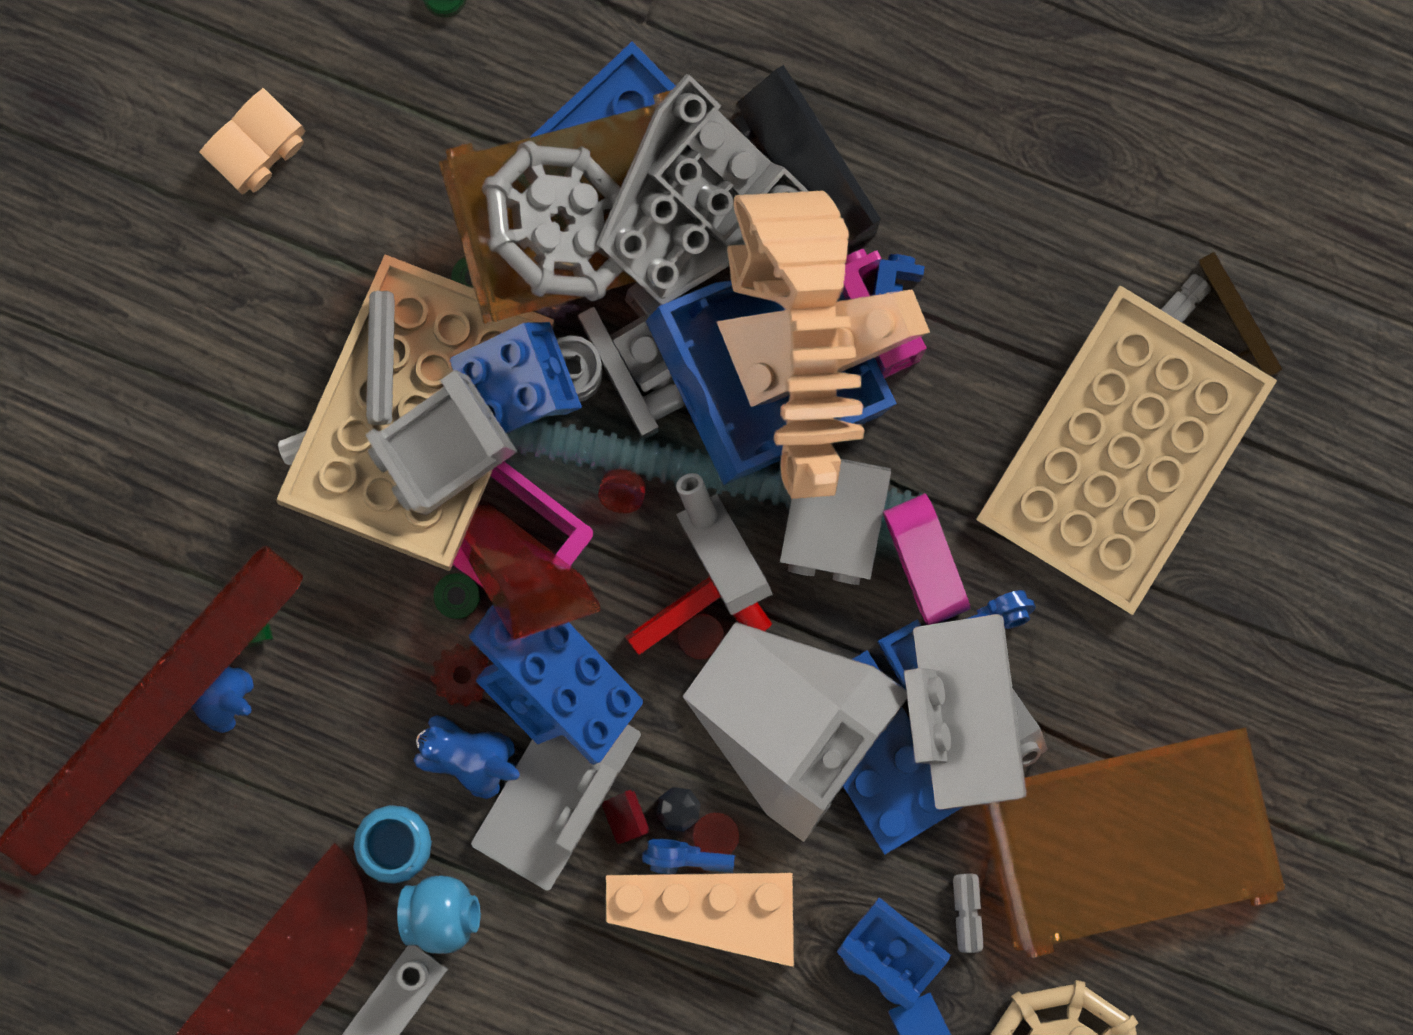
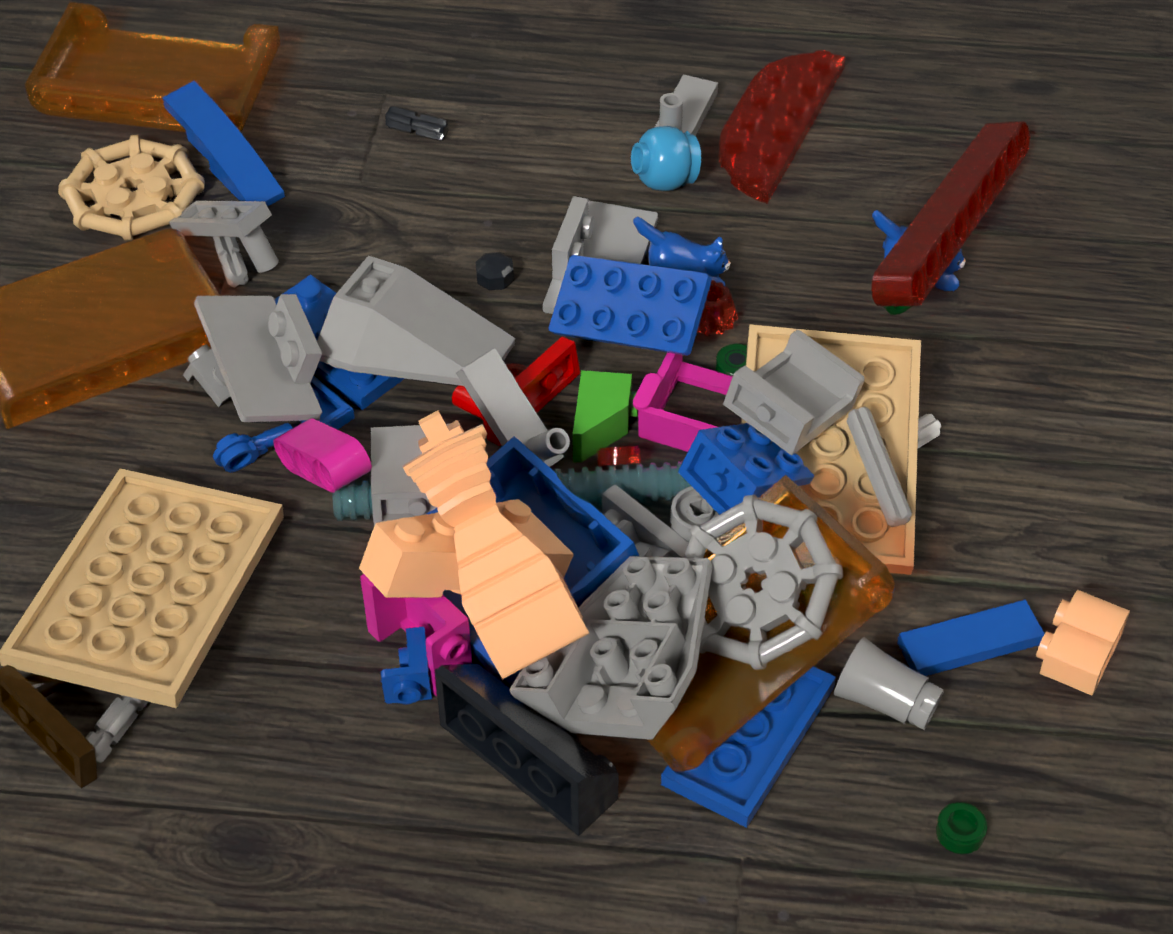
camera: 170 degrees right, 35 degrees down
(353, 184) = (971, 638): none -> blue tile
(392, 844) = (720, 187): dark azure piece -> none
(445, 126) = (888, 686): none -> light grey plant
(523, 577) = (682, 340): clear red wedge -> none
(622, 556) = (601, 411): none -> bright green slope
(625, 817) = (531, 257): dark red slope -> none
(667, 855) = (492, 235): blue plate -> none
(716, 834) = (457, 264): clear red tile -> none
(721, 911) = (451, 208): light nougat wedge -> none
(892, 954) = (296, 212): blue bracket -> none
(969, 947) = (231, 220): none -> light grey piece

